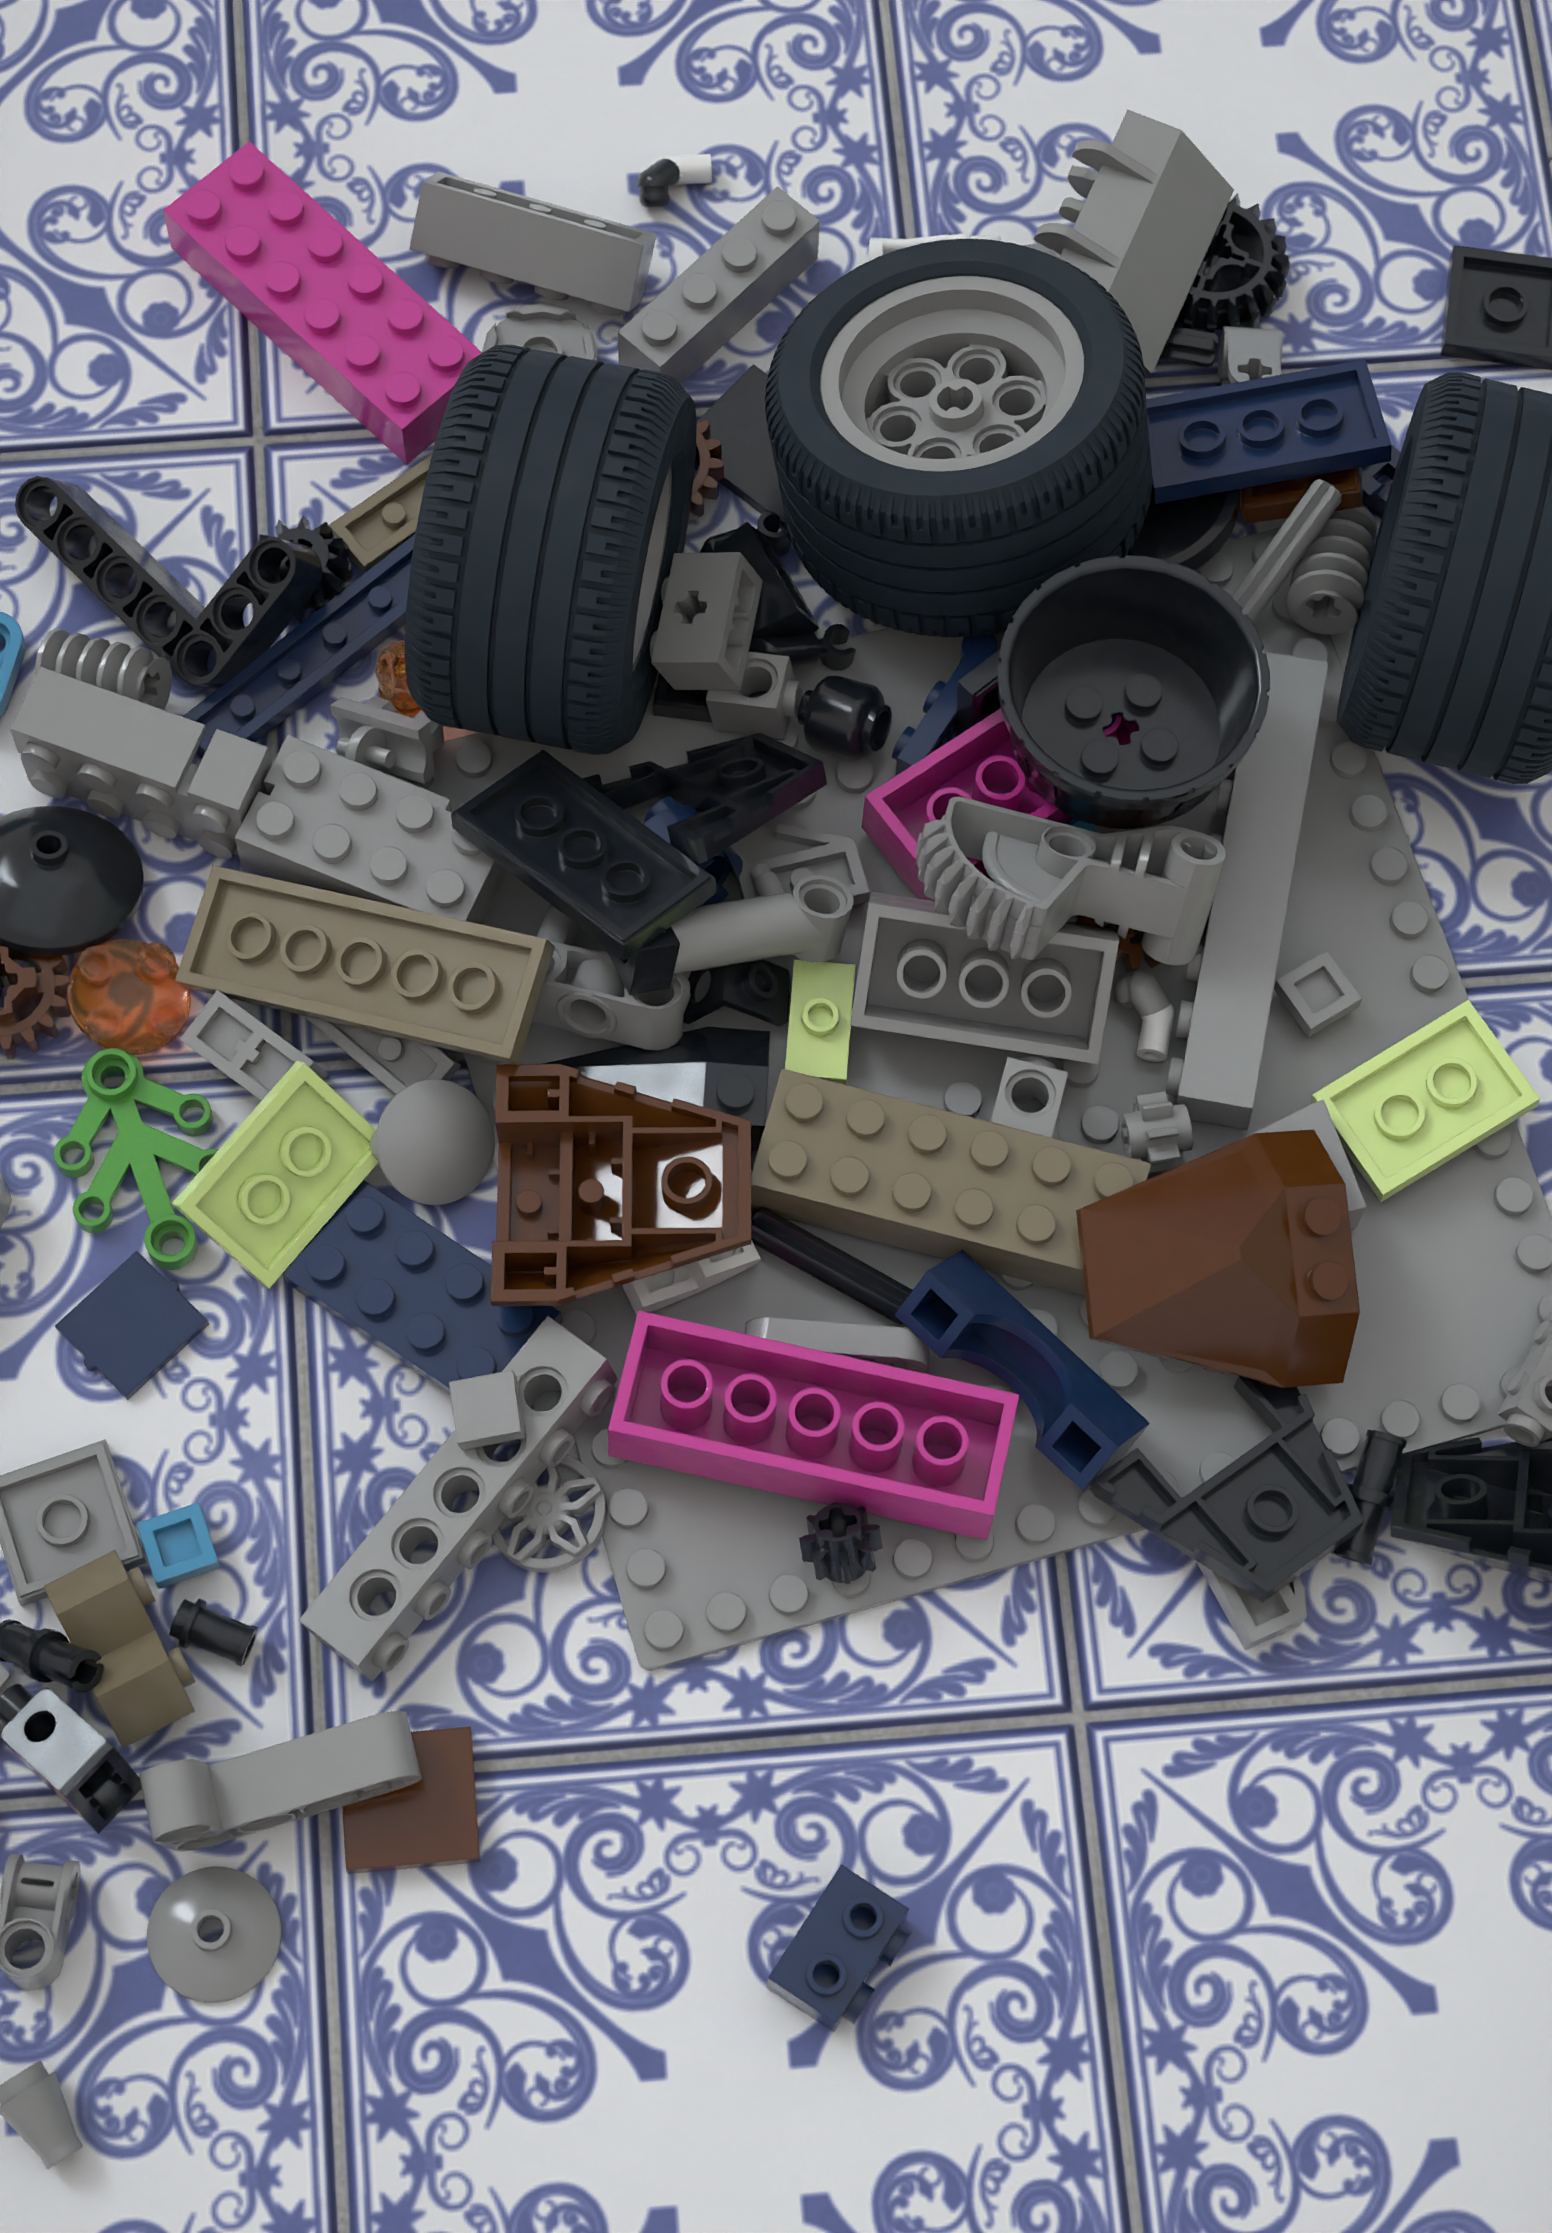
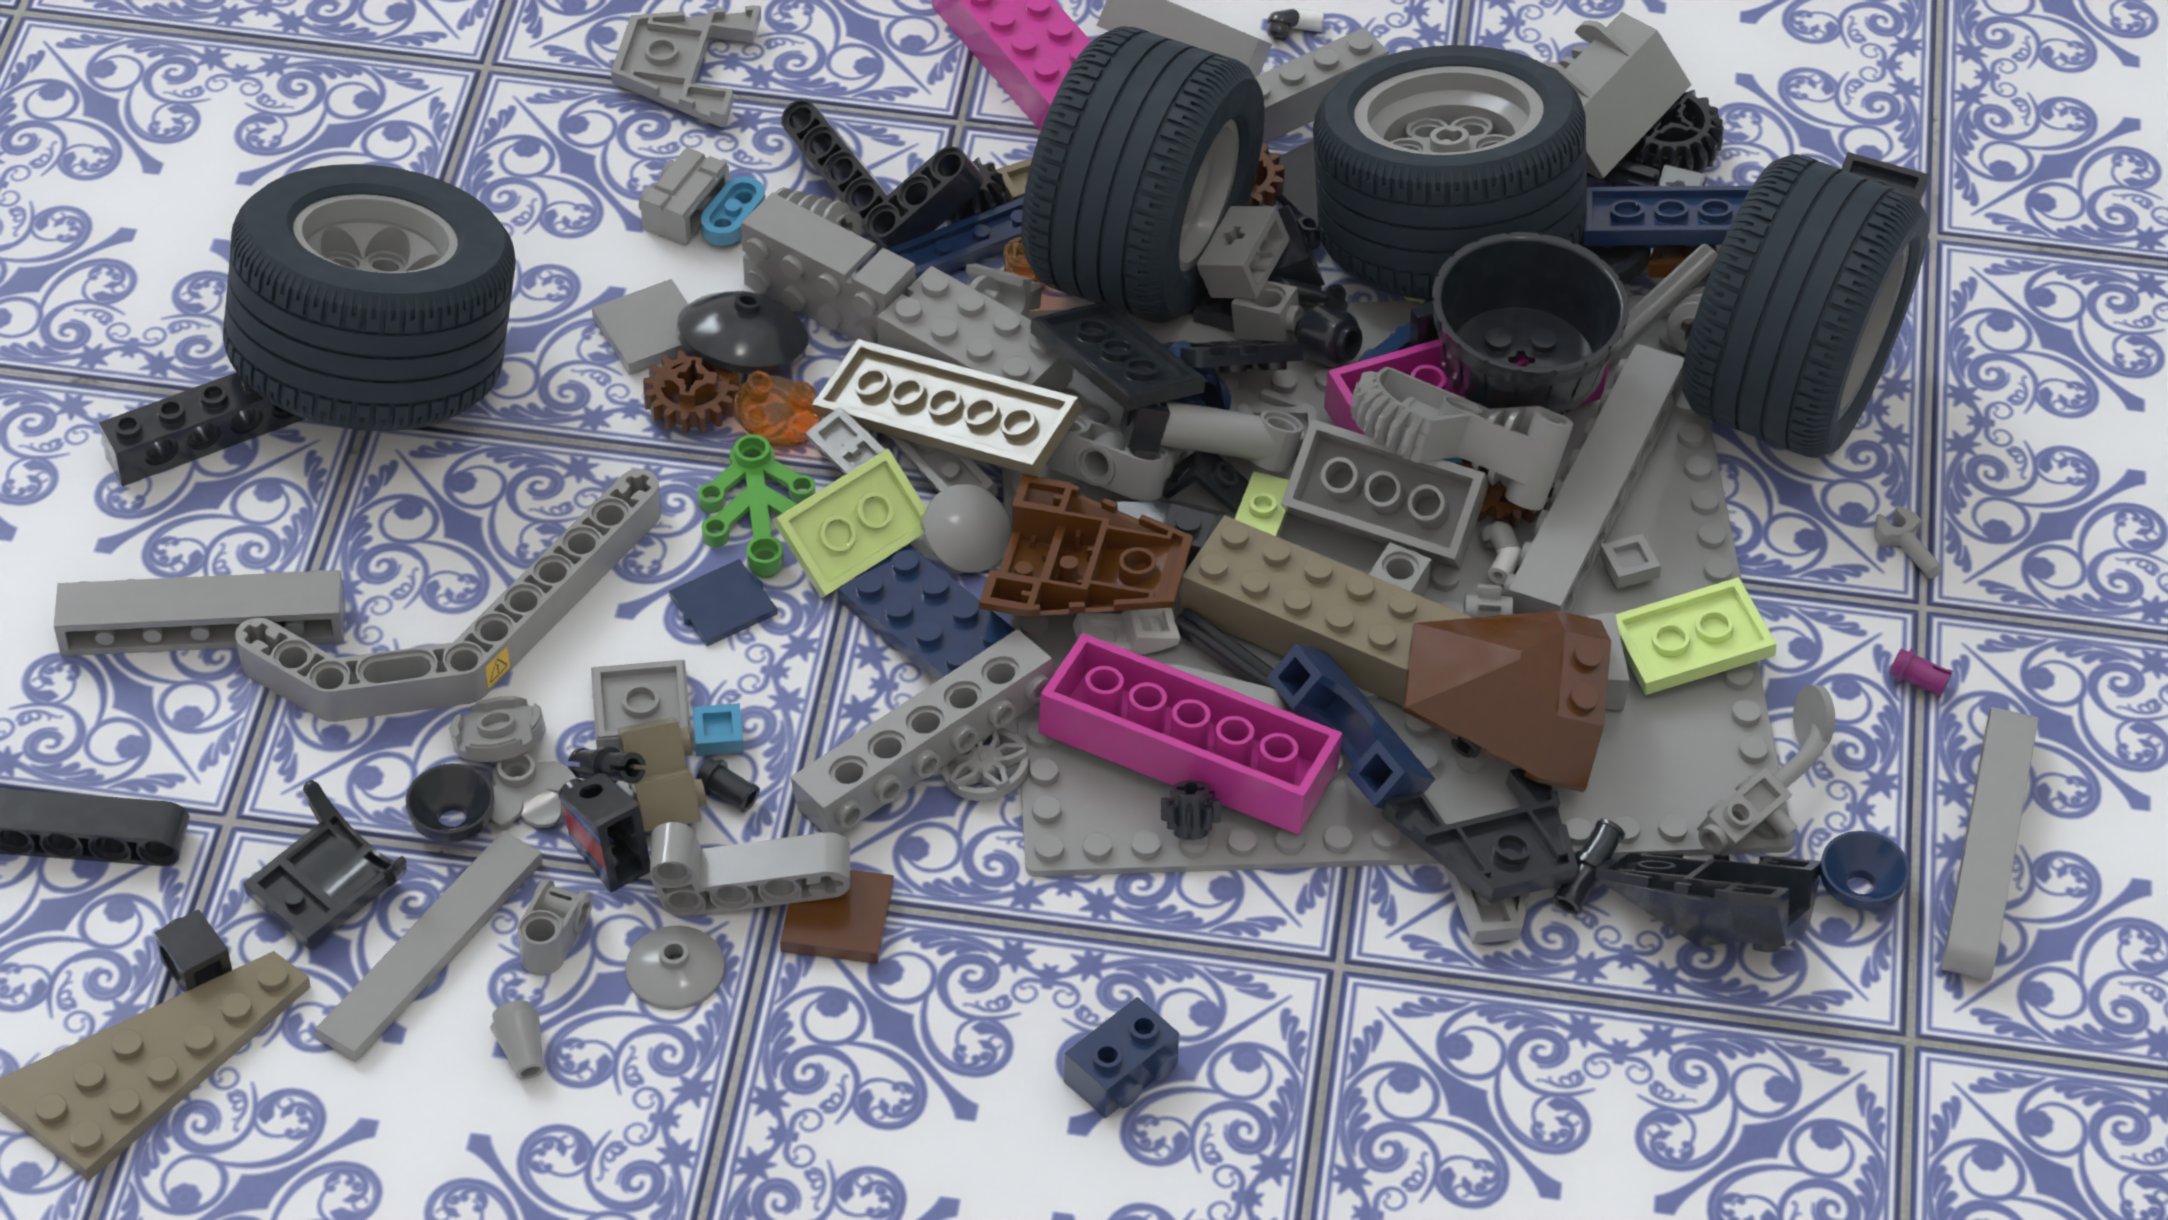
camera: 15 degrees right, 20 degrees down
(487, 1410) = (958, 671): light grey tile -> none

